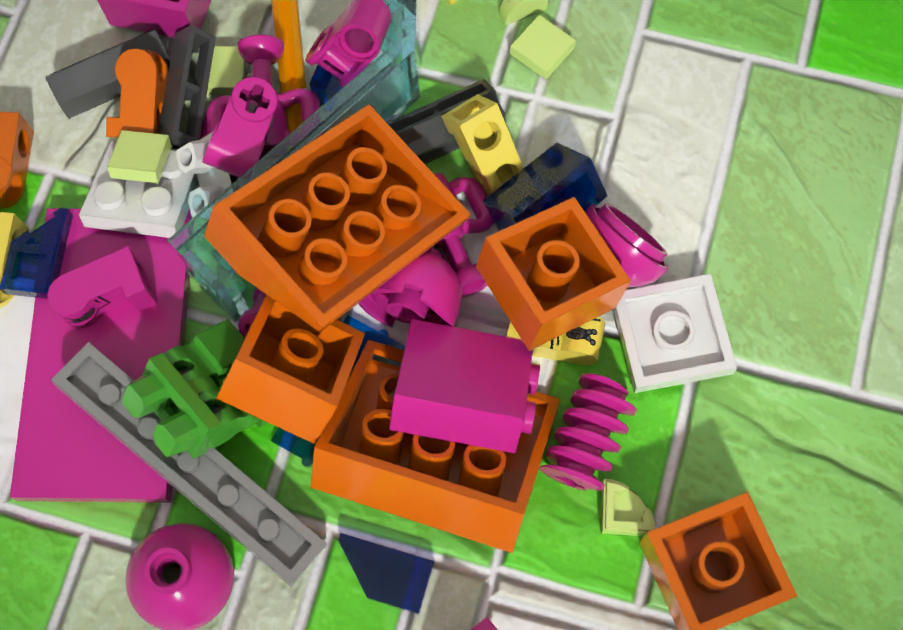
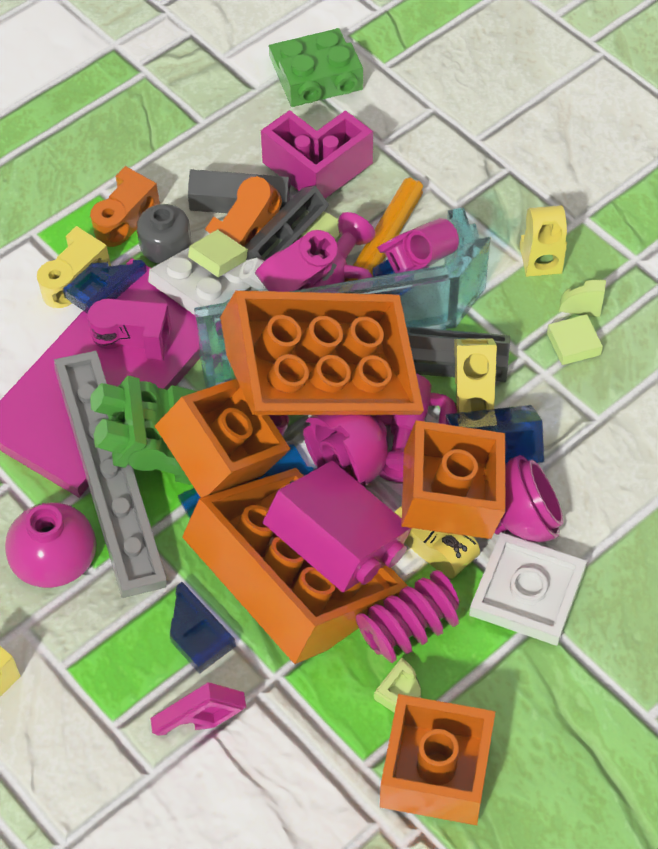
camera: 30 degrees right, 15 degrees down
(64, 163) = (163, 232): none -> dark grey head

